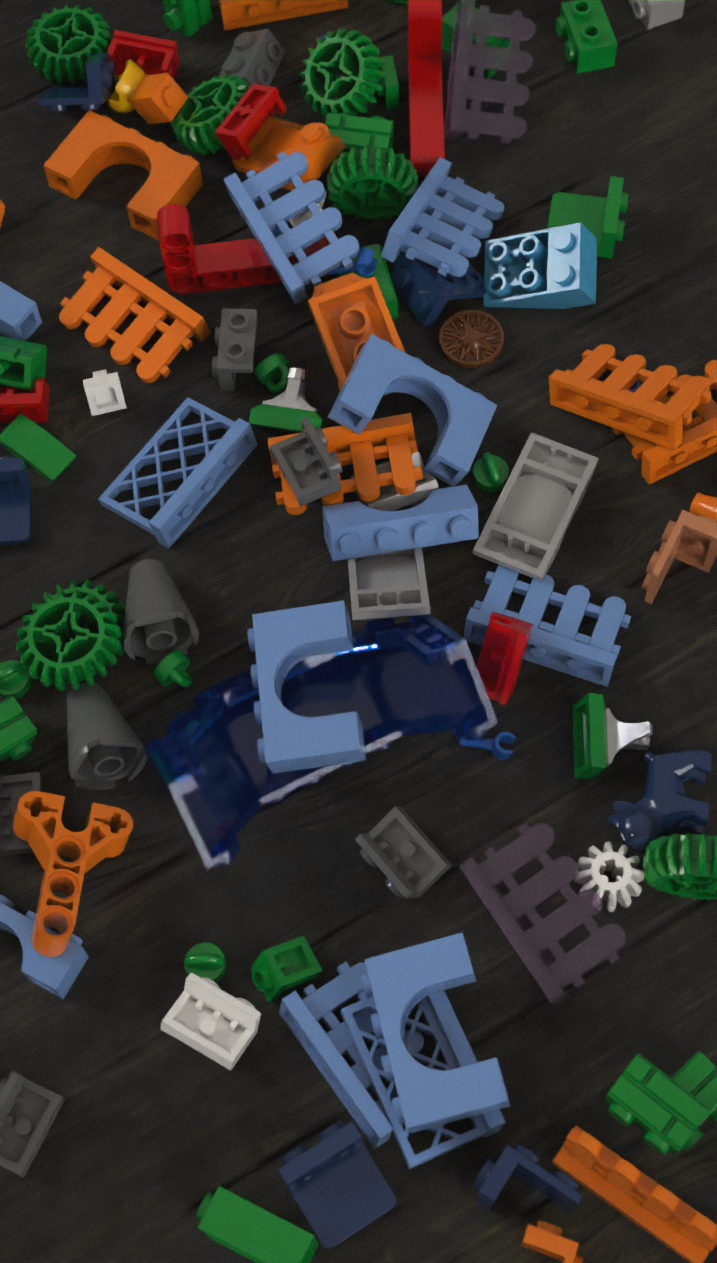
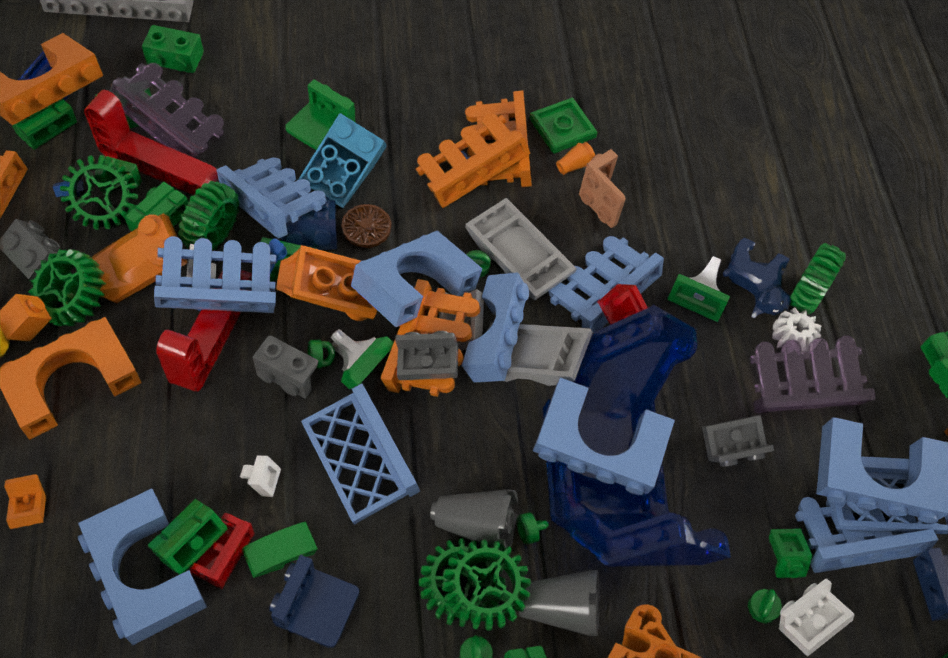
camera: 75 degrees left, 5 degrees down
(125, 301) = (182, 414): orange fence -> none
(248, 118) = (100, 261): red hinge -> none

